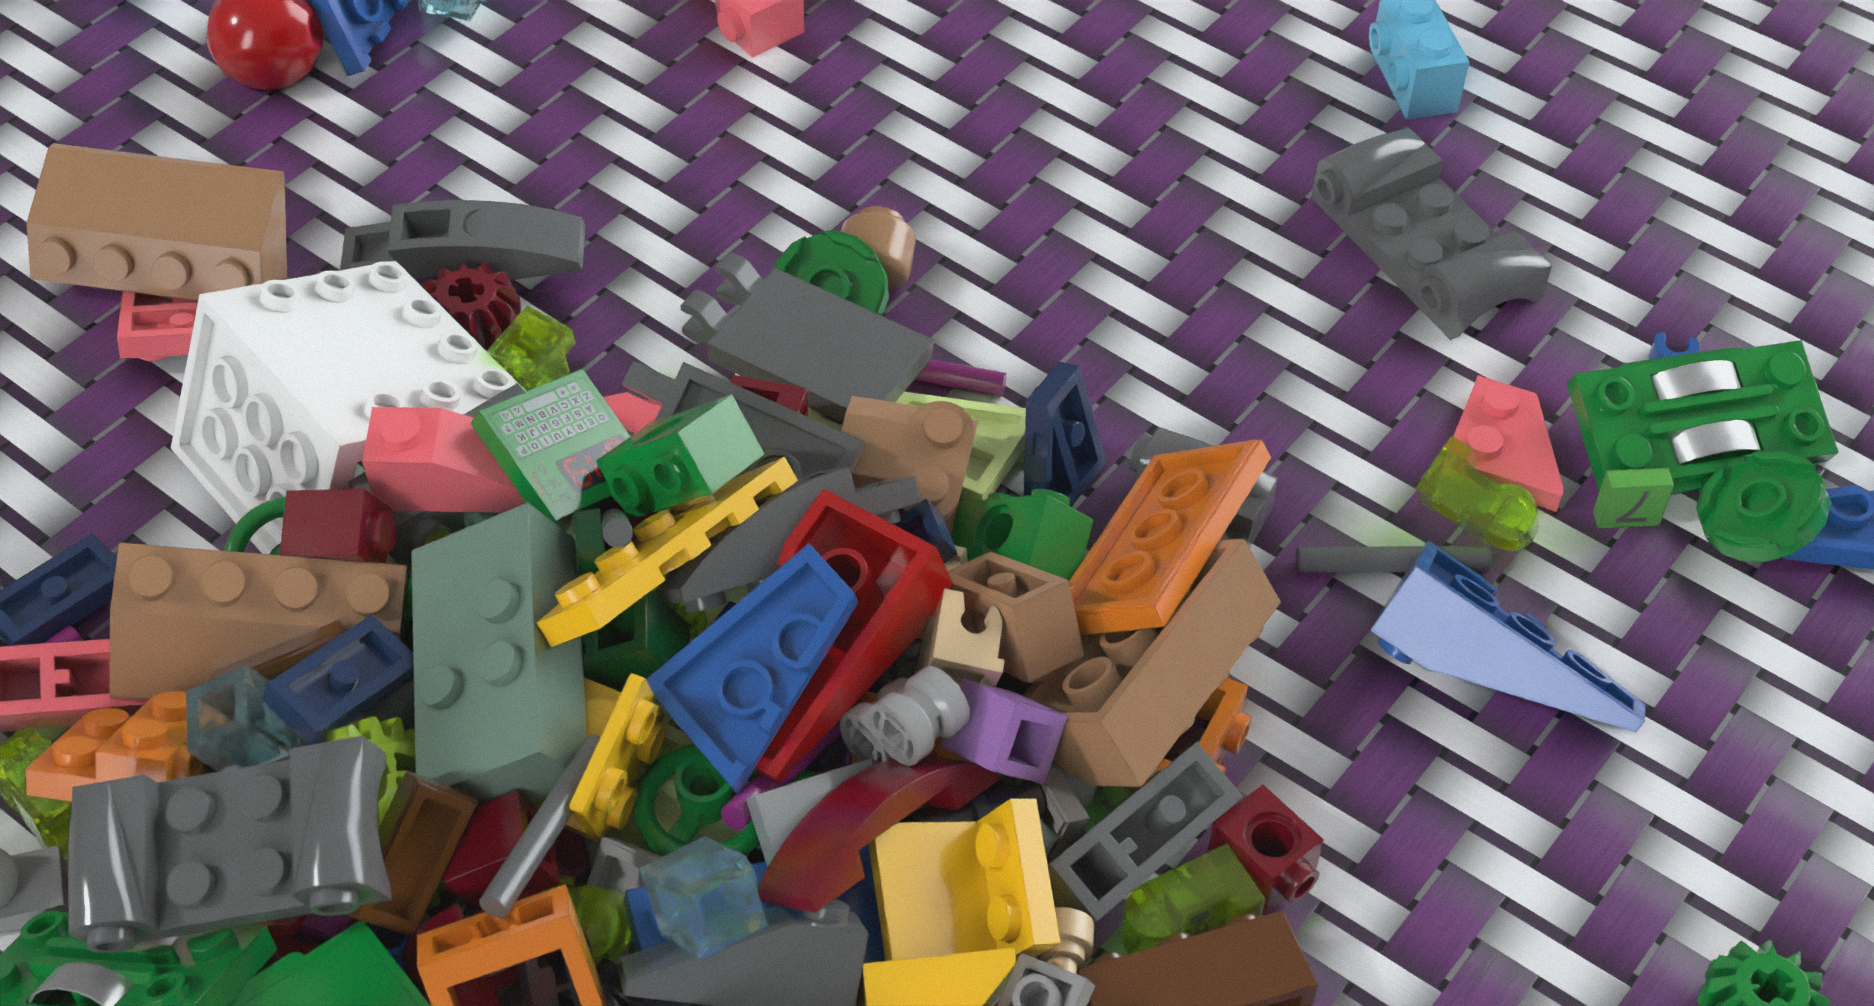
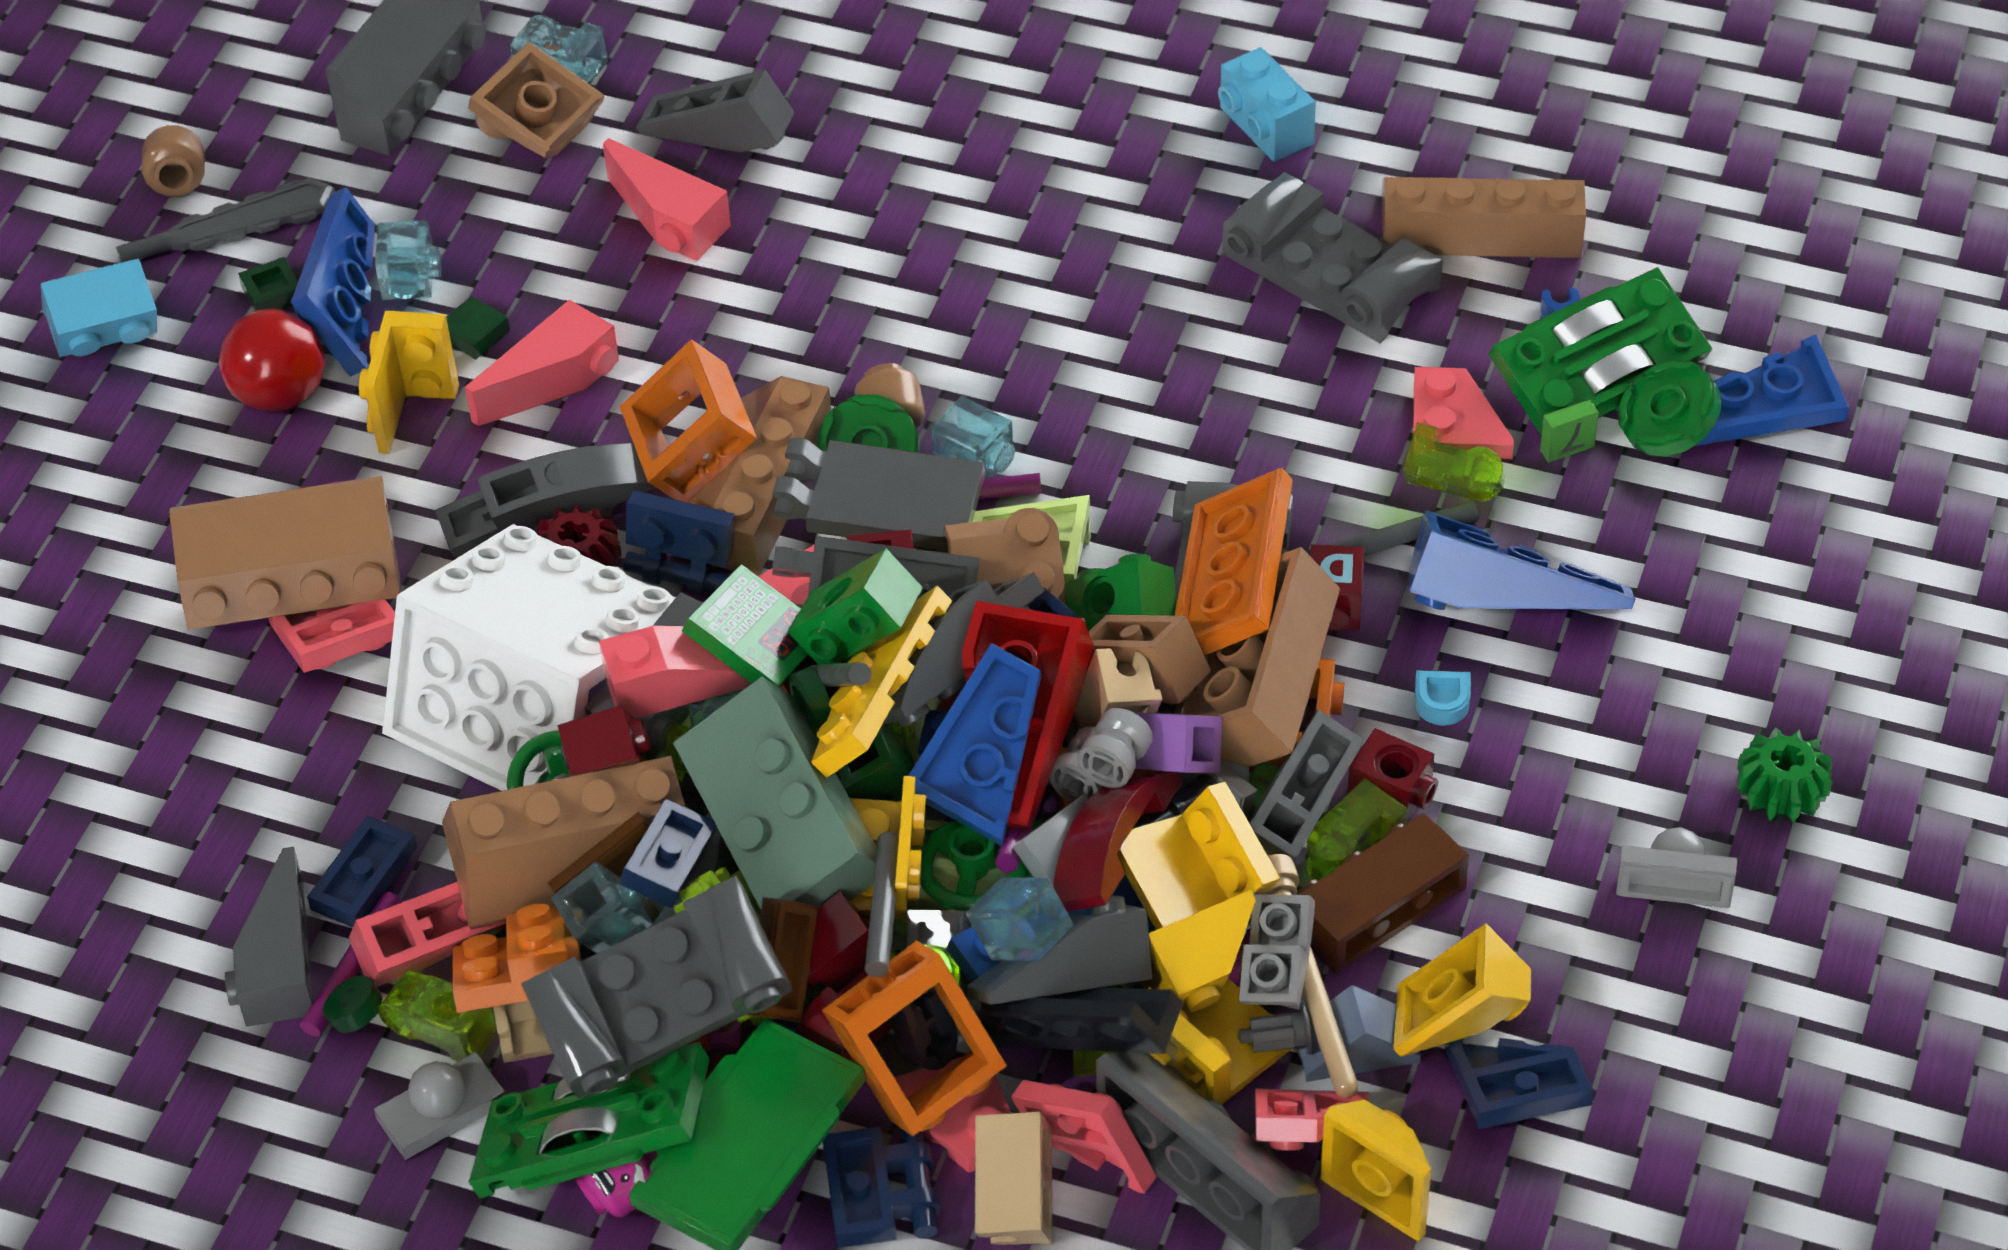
camera: 15 degrees left, 0 degrees up
(379, 69) = (407, 359): none -> yellow bracket
(491, 60) = (476, 327): none -> dark green tile
(534, 349) = (668, 563): clear neon green leg -> none
(536, 115) = (546, 365): none -> coral slope
(598, 327) = (680, 530): none -> dark blue plate
(630, 211) = (721, 430): none -> orange window
(645, 315) = (745, 487): none -> medium nougat slope
(950, 313) = (974, 434): none -> clear light blue brick
(1061, 435) = (1113, 509): dark blue wing -> none
(1303, 589) = (1345, 568): none -> dark red brick
(1368, 768) = (1442, 696): none -> medium azure tile
(1621, 234) = (1486, 216): none -> medium nougat slope

